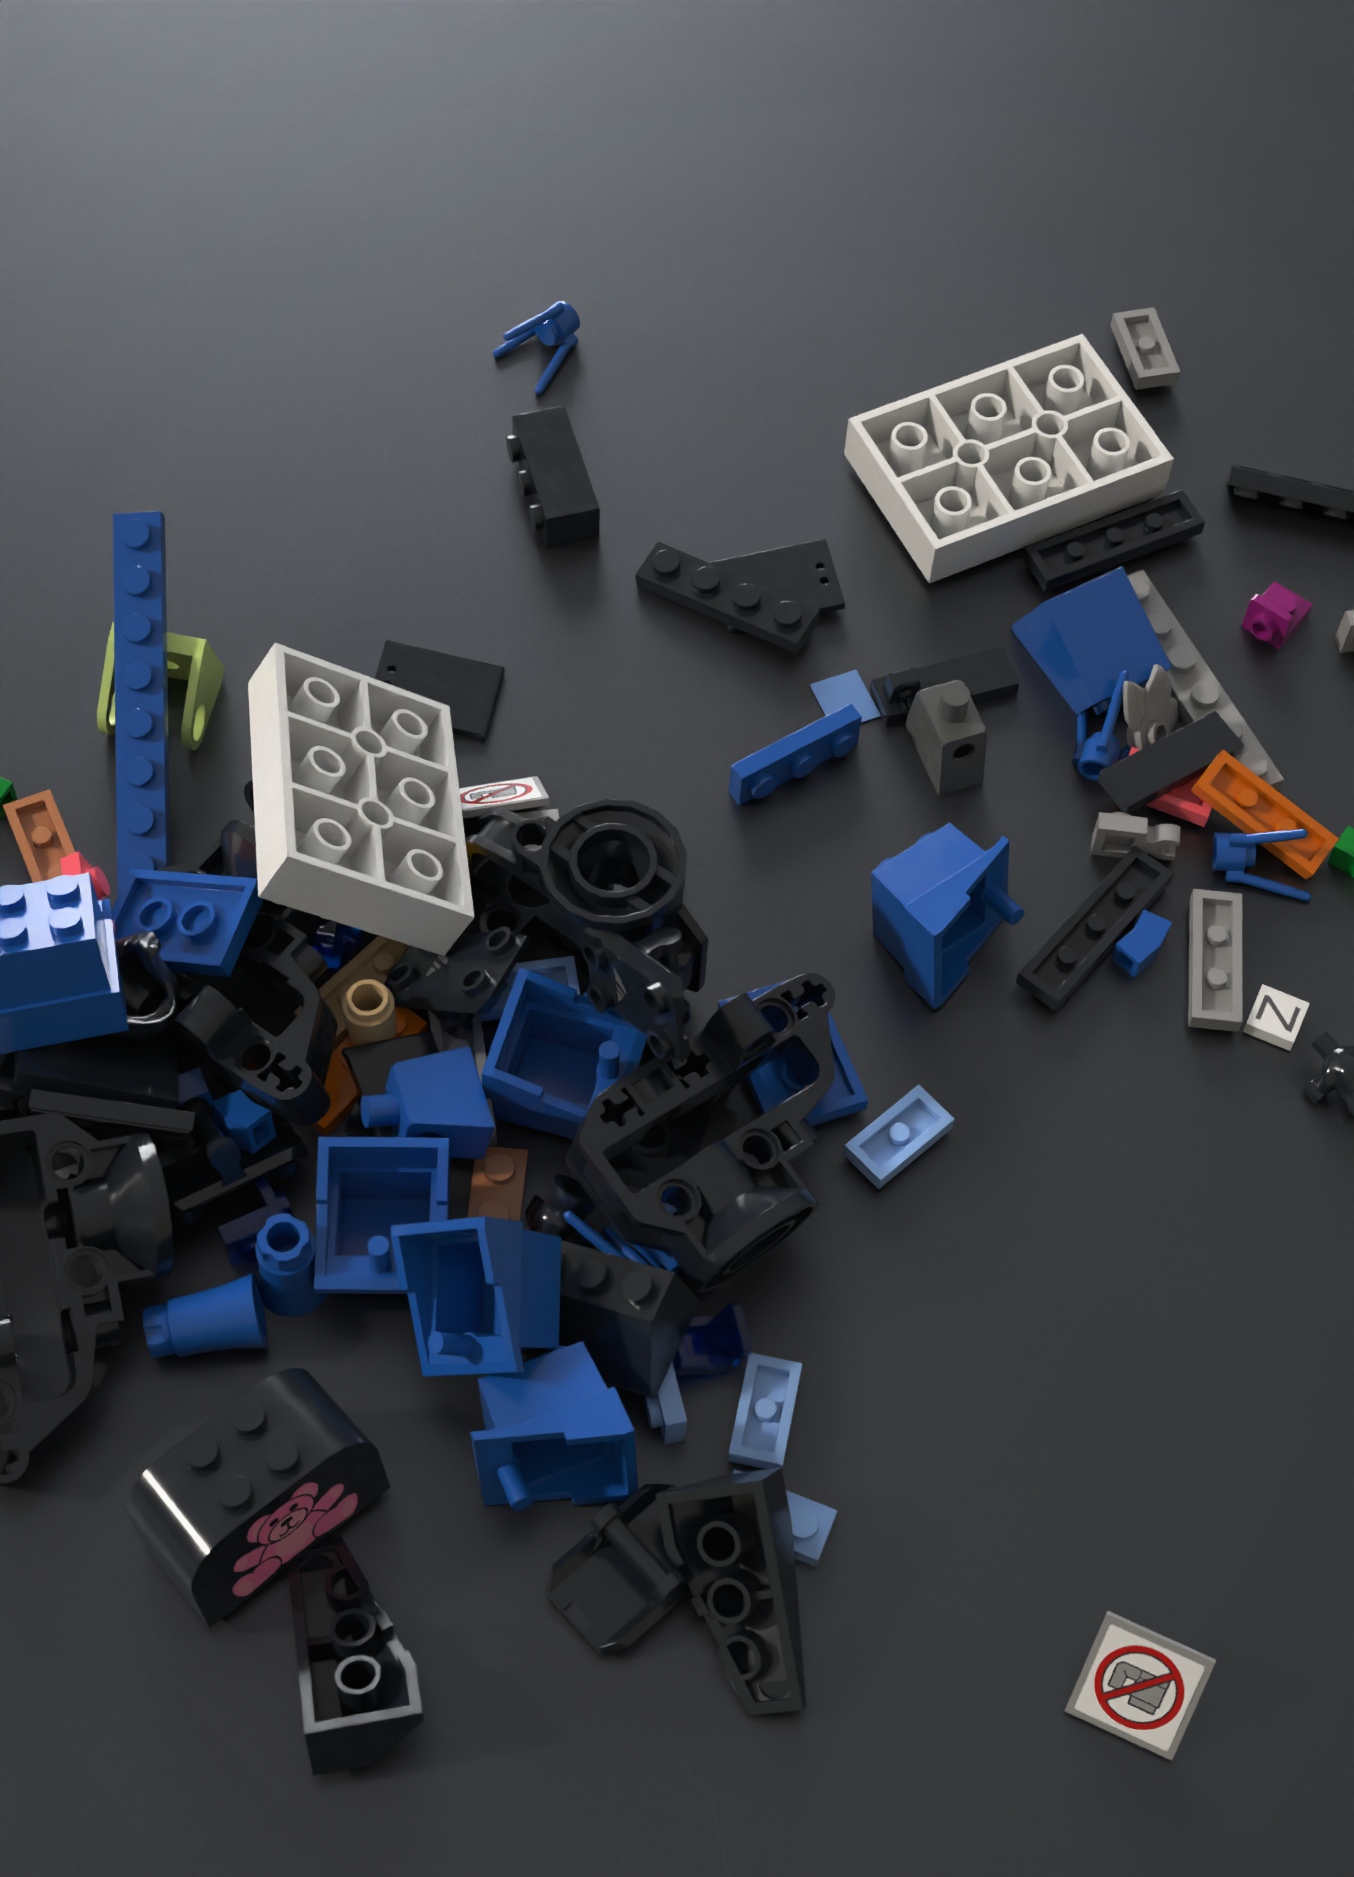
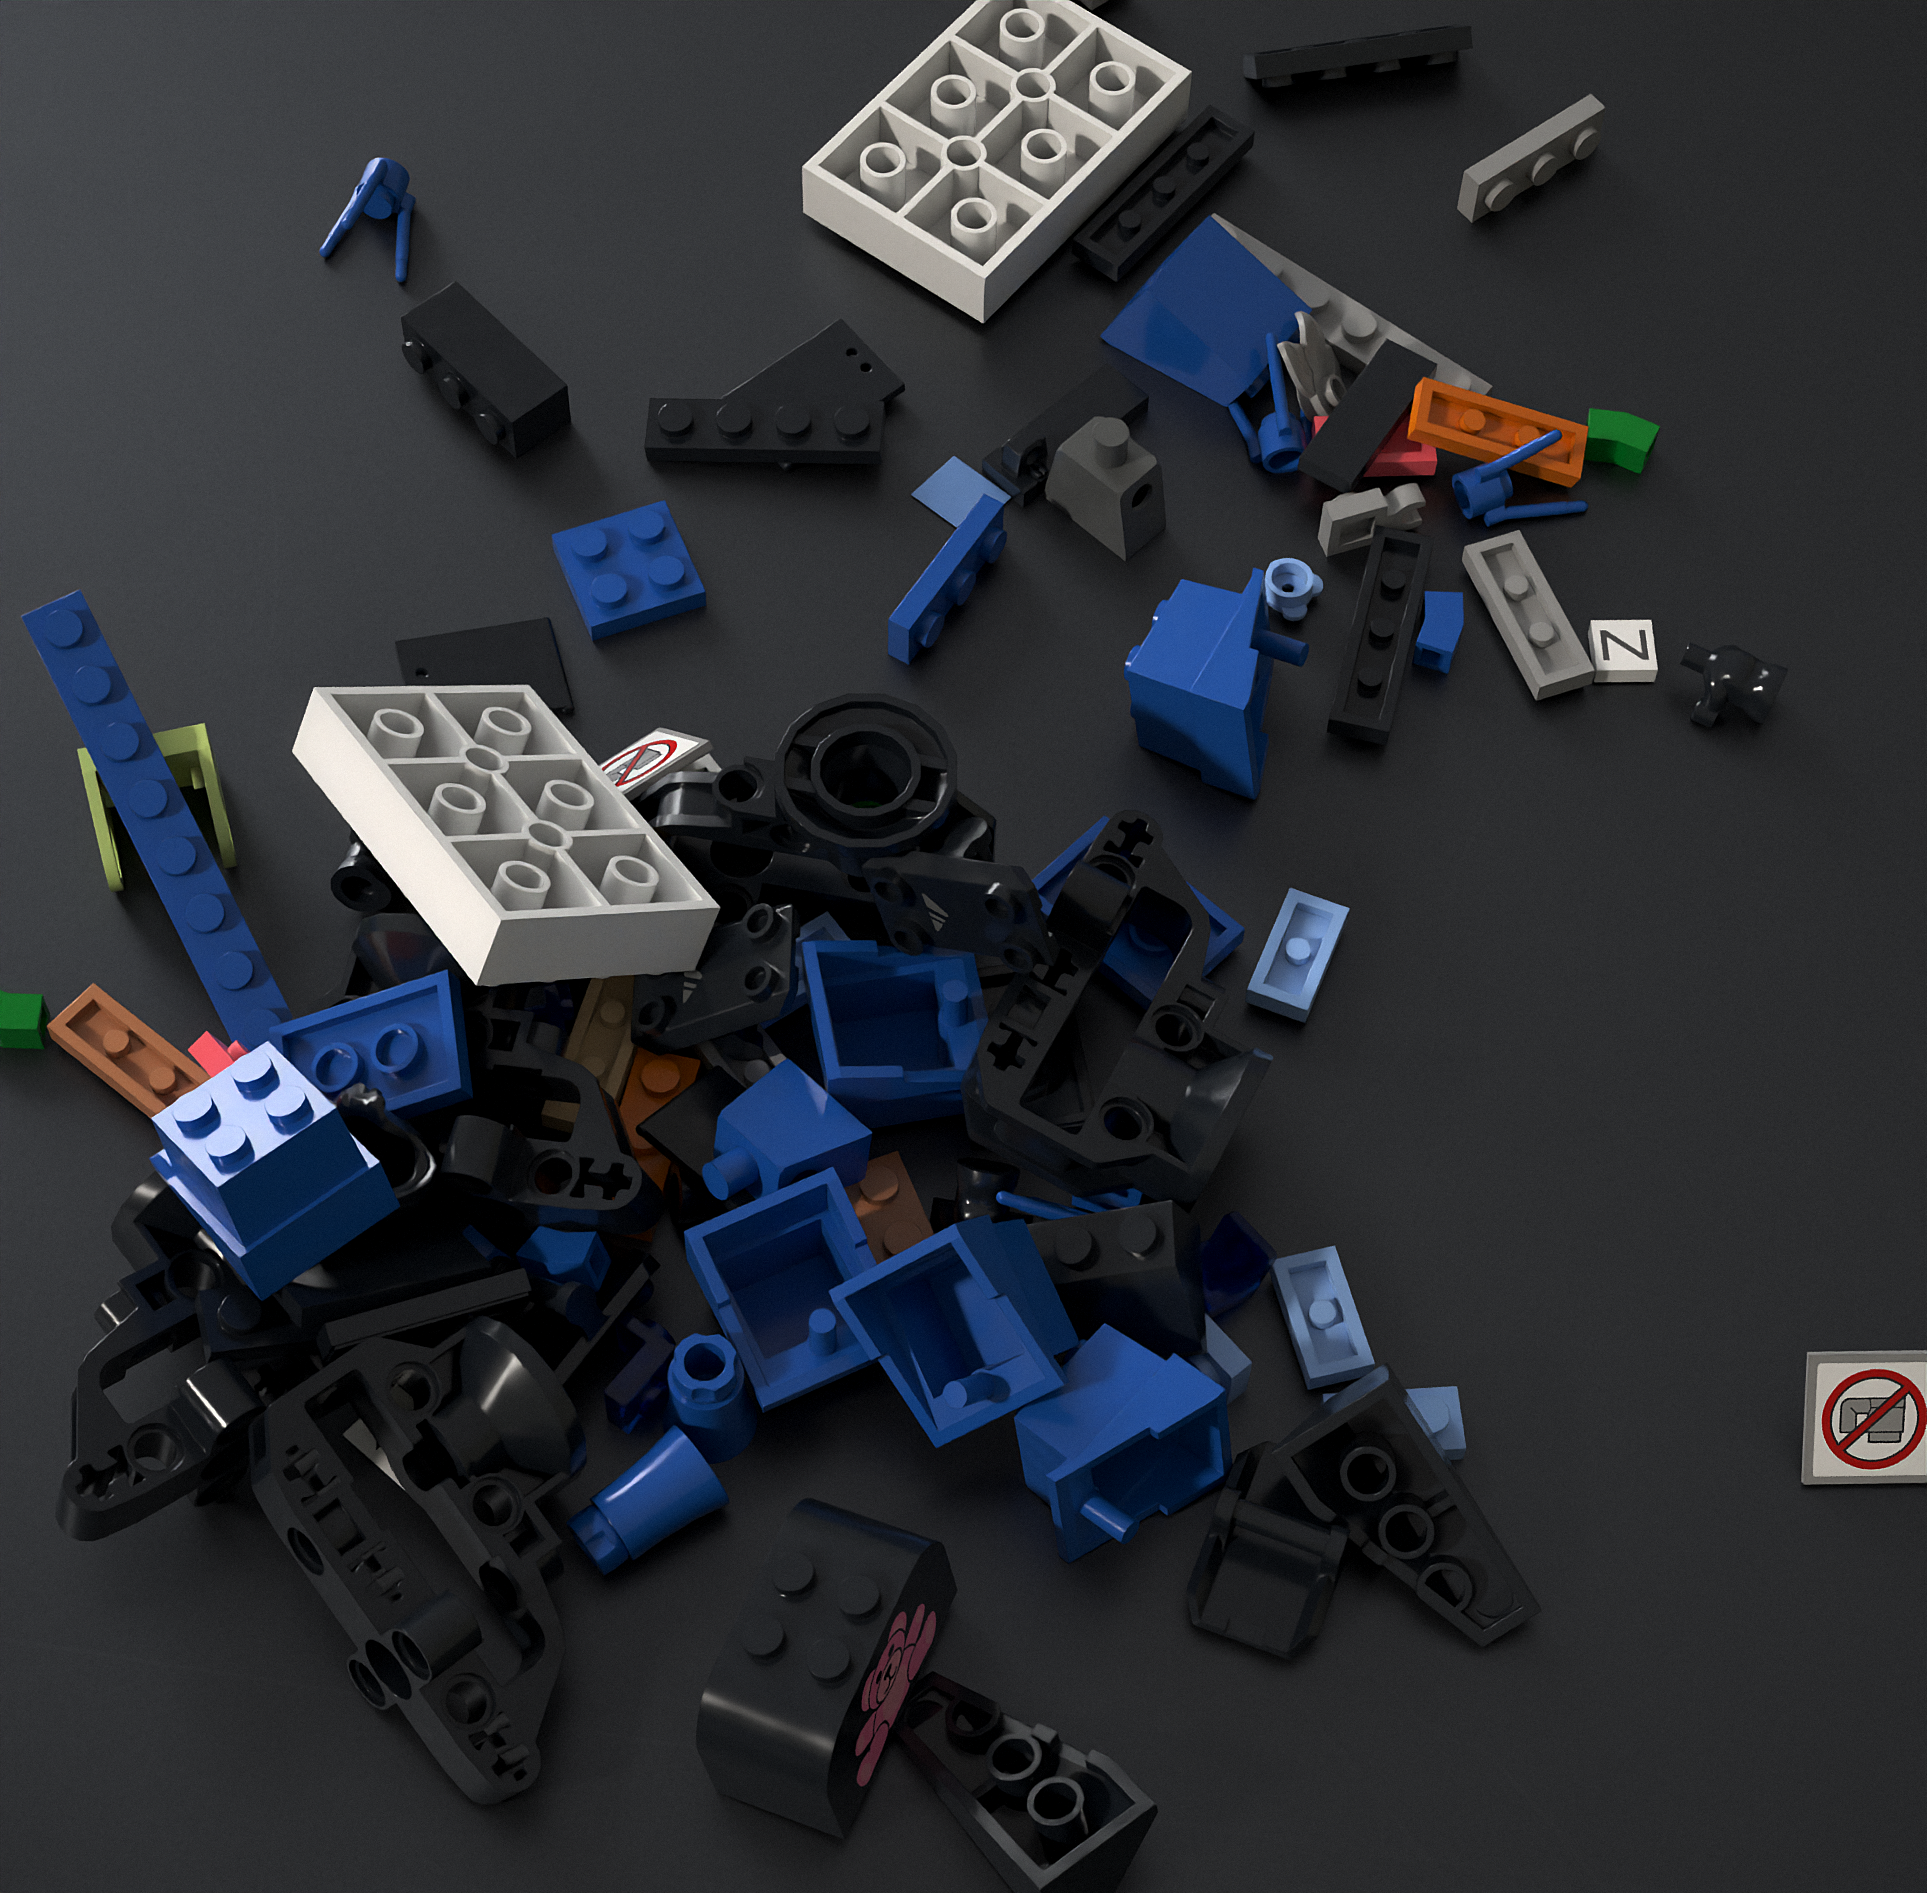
camera: 25 degrees left, 0 degrees up
(369, 1012) = (643, 1073): tan brick -> none
(577, 656) = (628, 570): none -> blue plate
(1049, 854) = (1292, 575): none -> light blue plate
(1276, 615) = (1384, 206): magenta bracket -> none

